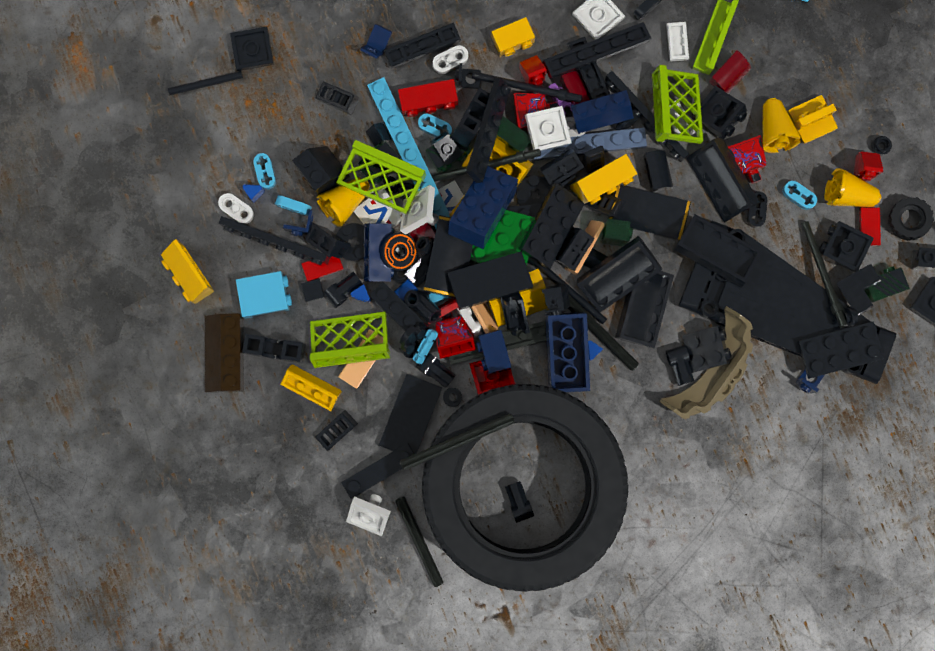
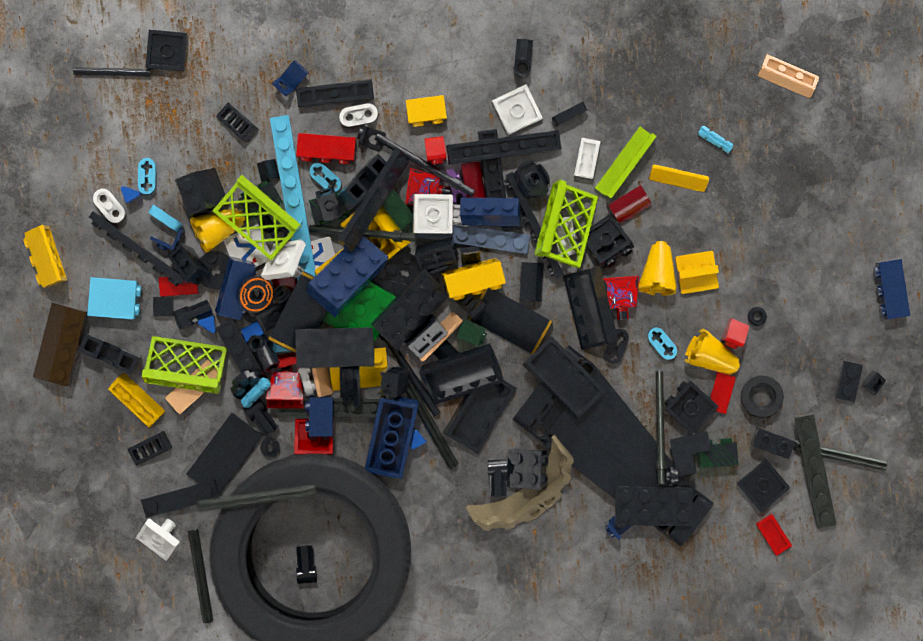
camera: 20 degrees right, 5 degrees up
(632, 73) = (523, 177): none -> black plate
(769, 36) = (678, 178): none -> yellow slope

